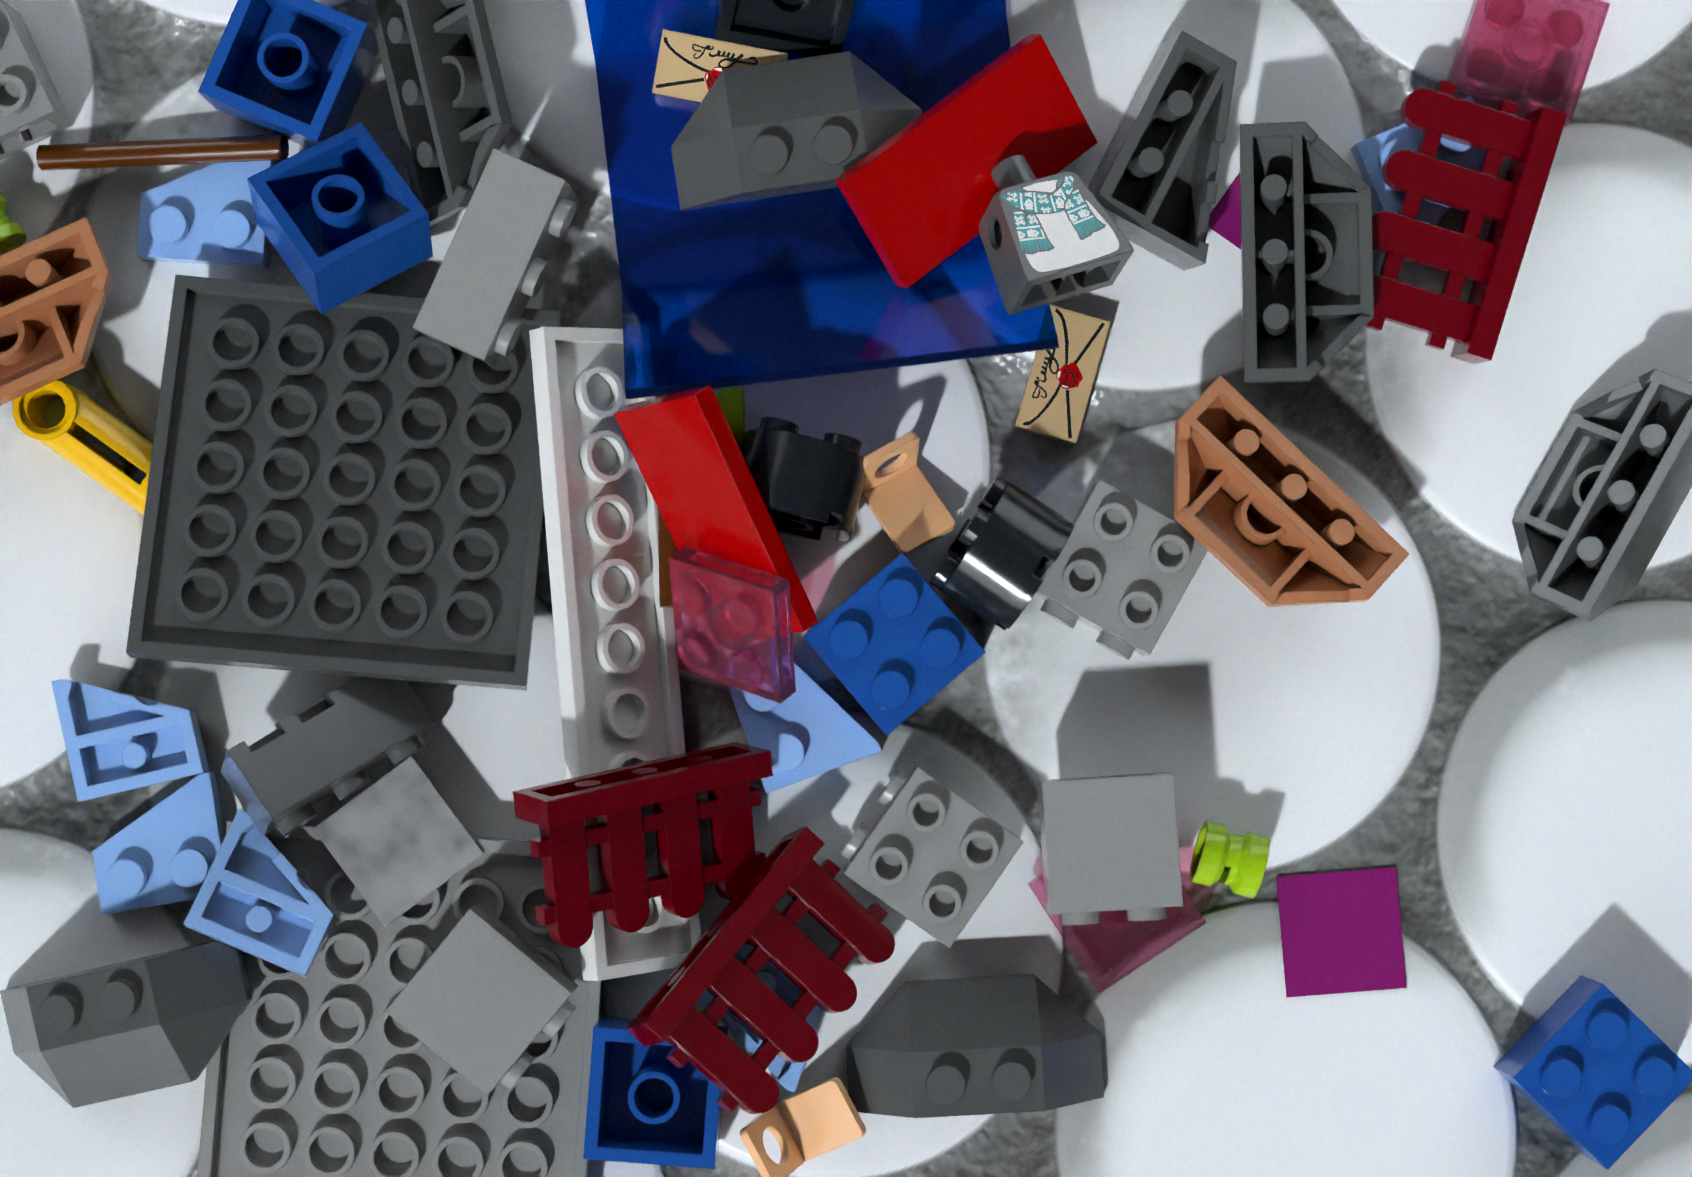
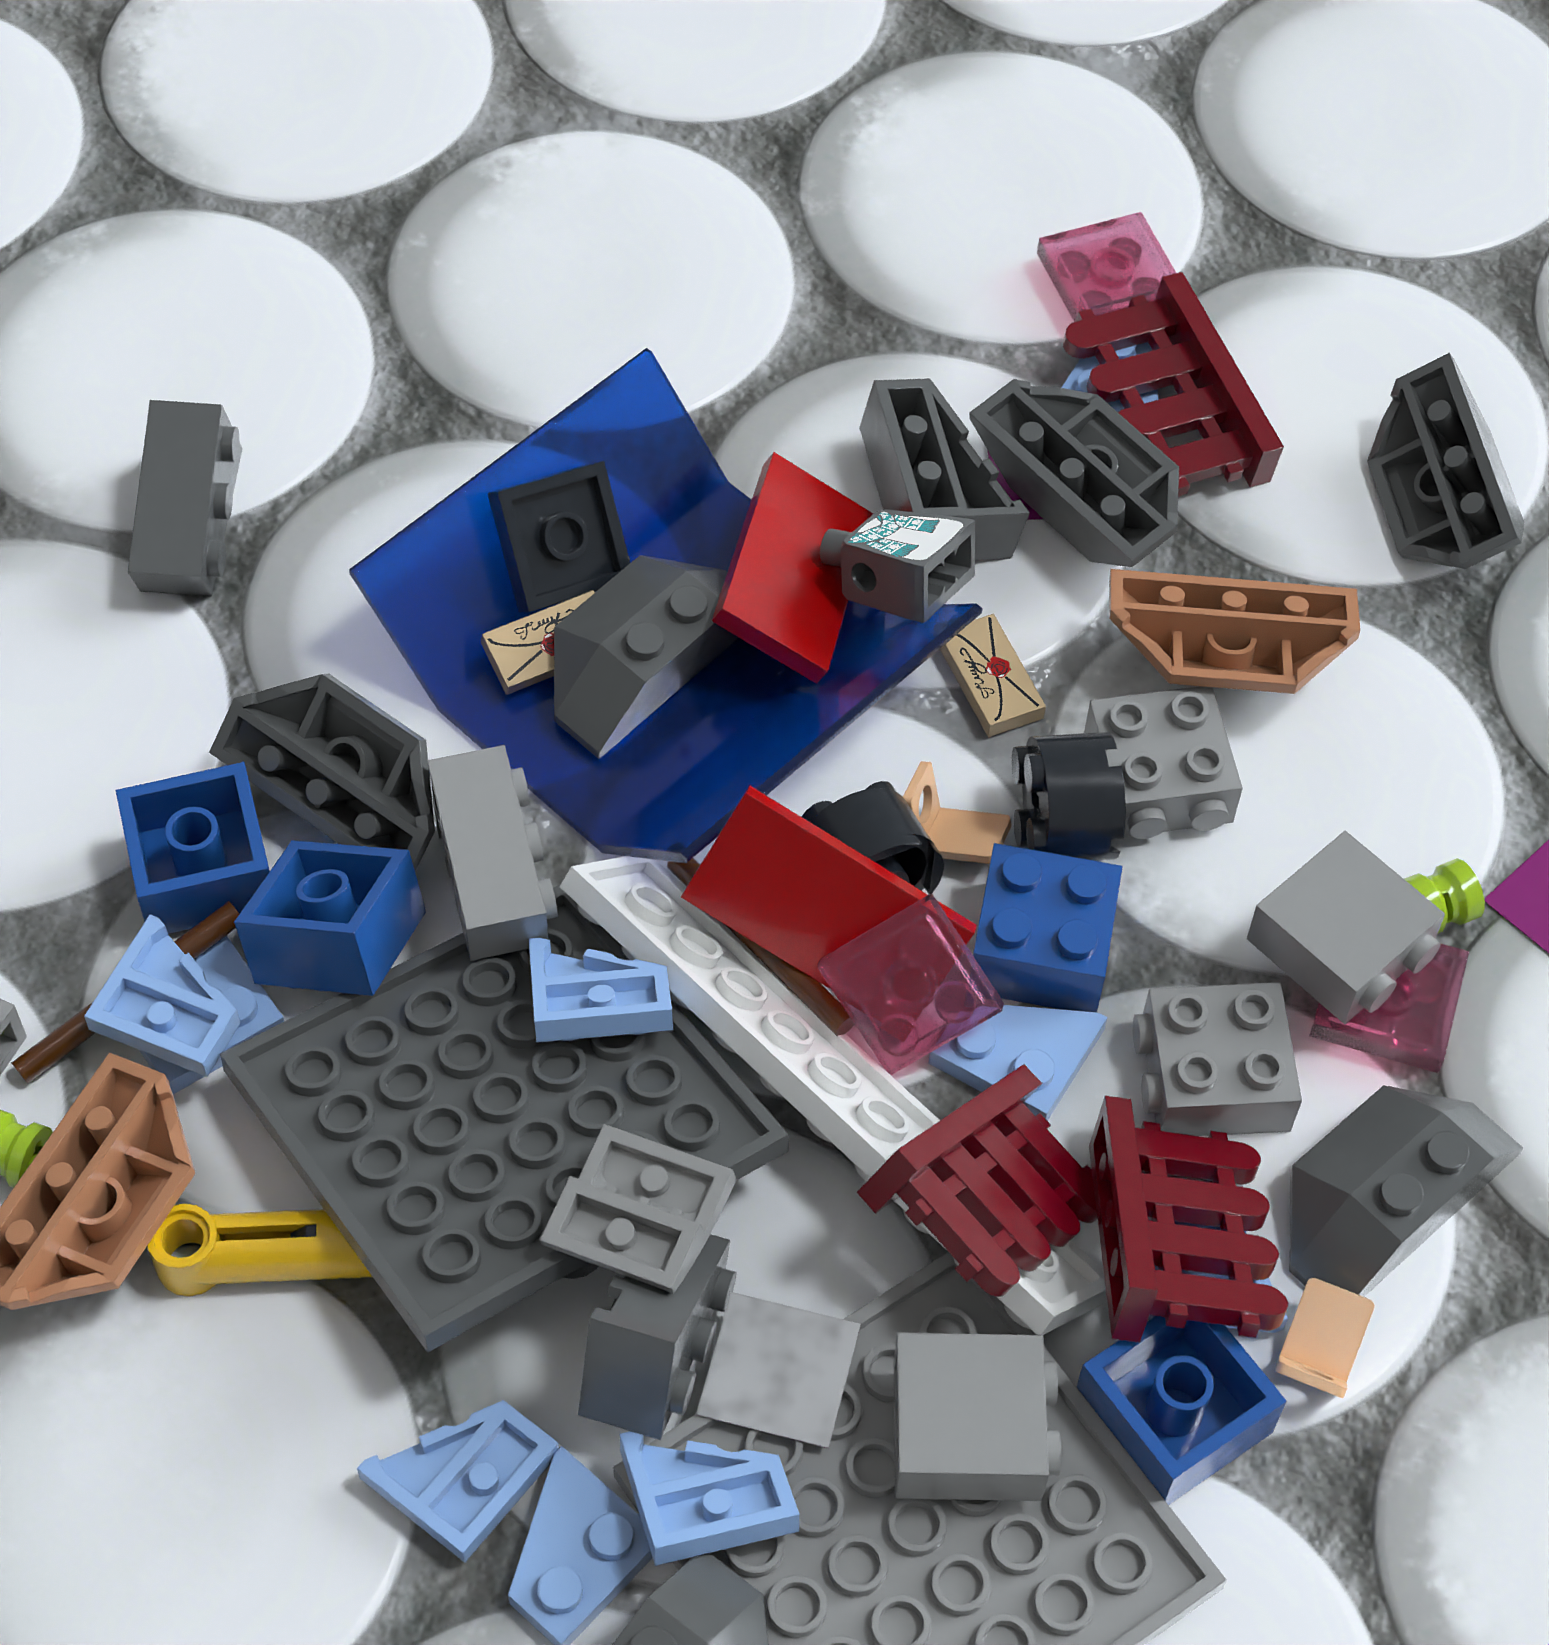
camera: 40 degrees left, 30 degrees down
(167, 195) = (164, 1004): none -> light blue wing
(353, 672) = (639, 1208): none -> light grey slope
(478, 449) = (596, 995): none -> light blue wing

